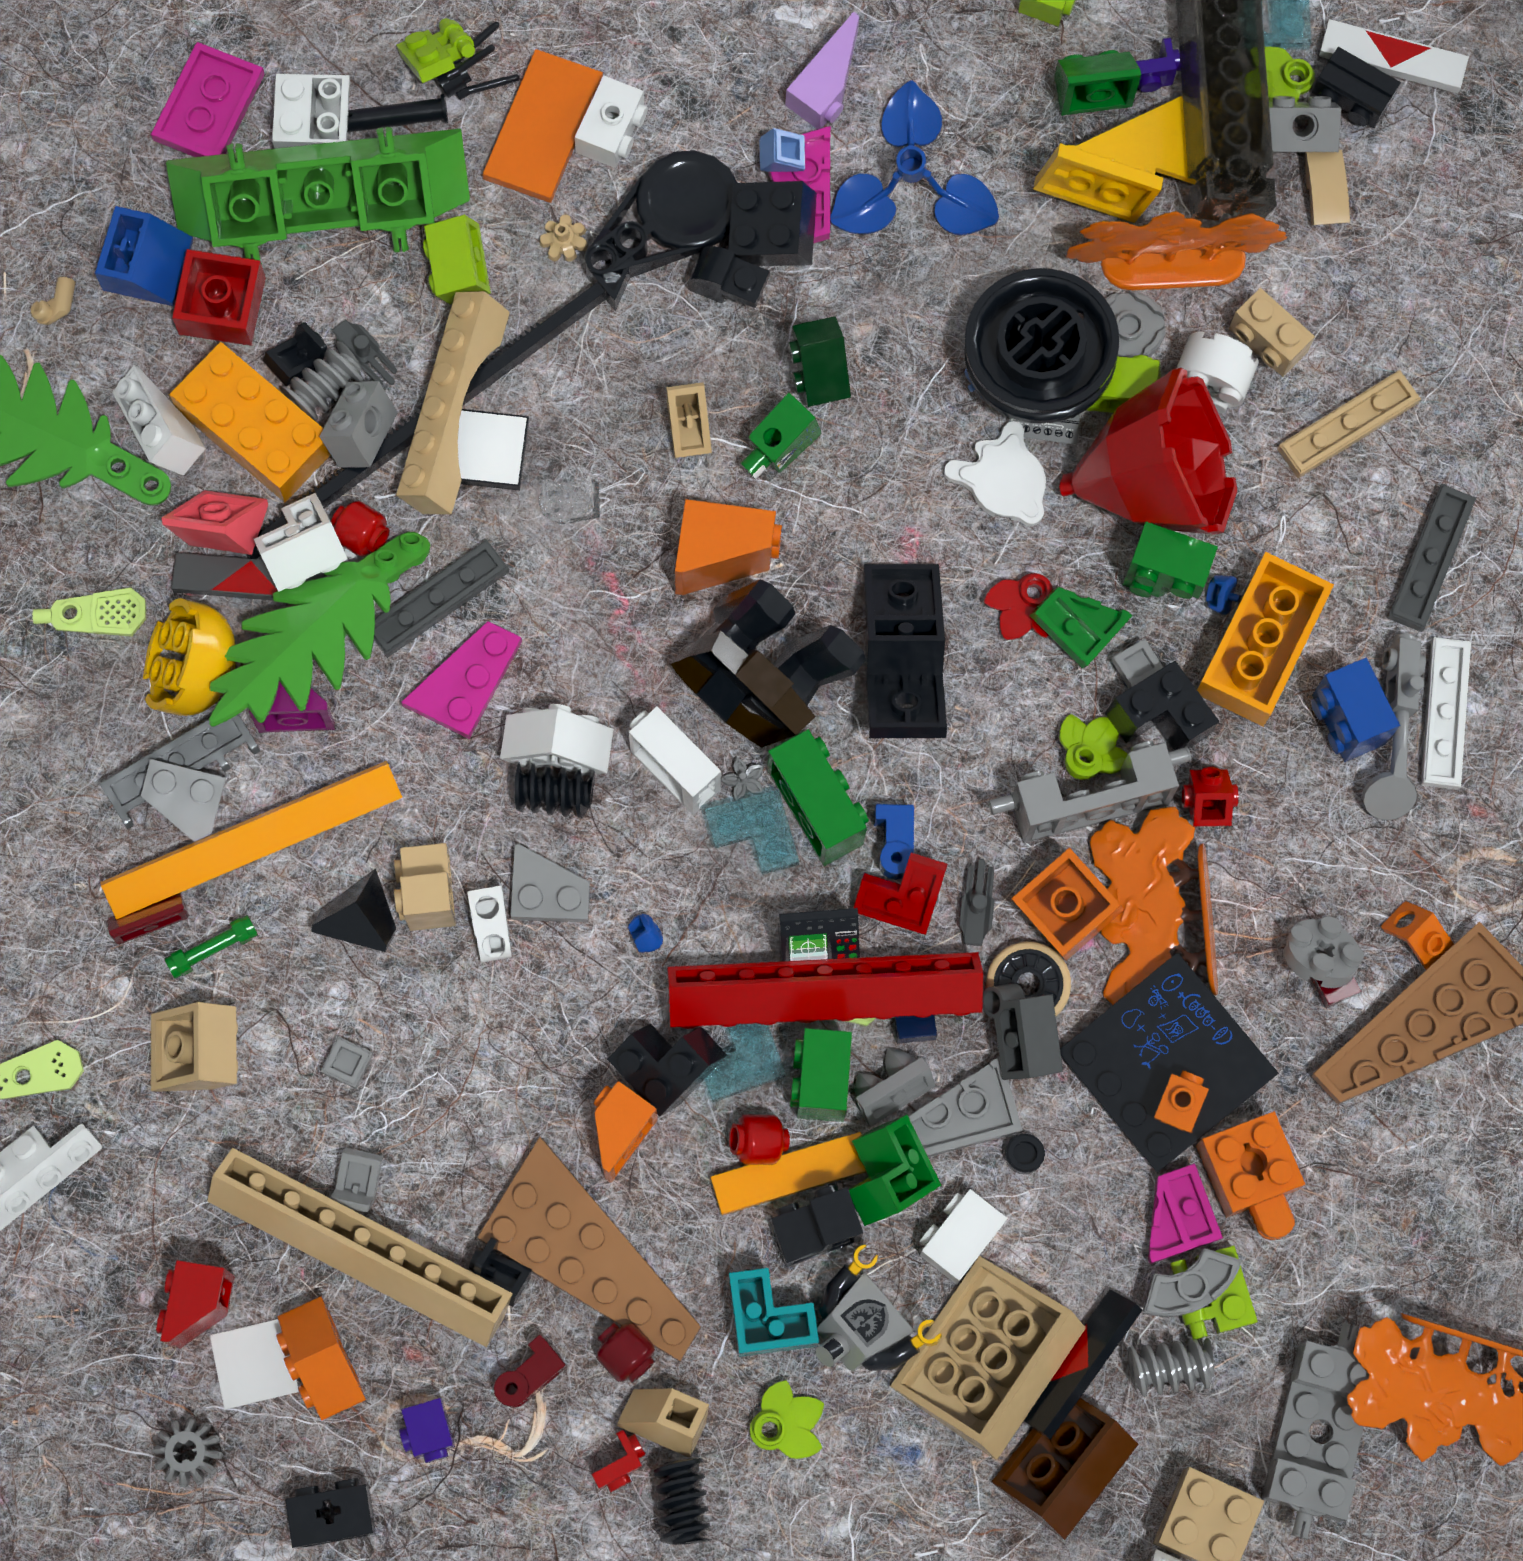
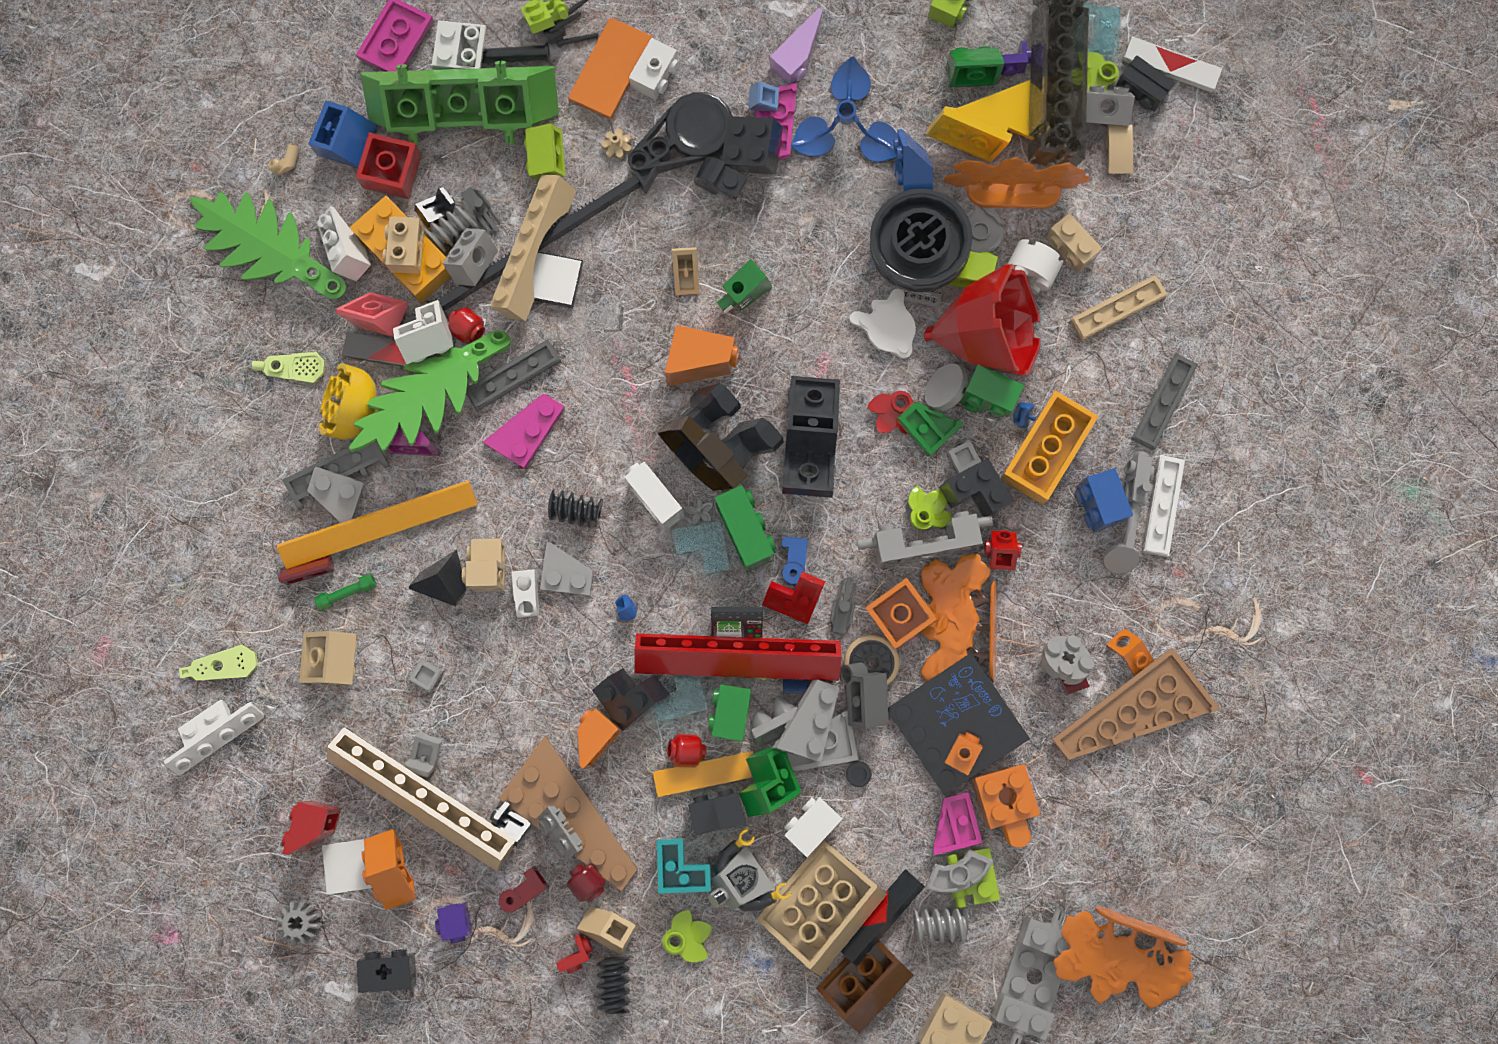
camera: 10 degrees right, 5 degrees up
(259, 413) = (404, 245): none -> tan brick
(557, 740) = (580, 476): white brick -> none
(578, 1276) = (551, 825): none -> light grey hinge
(820, 361) = (775, 239): dark green brick -> none
(944, 1085) = (809, 728): none -> light grey wing
(1018, 234) = (913, 164): none -> blue slope
(1100, 561) = (946, 387): none -> light grey tile

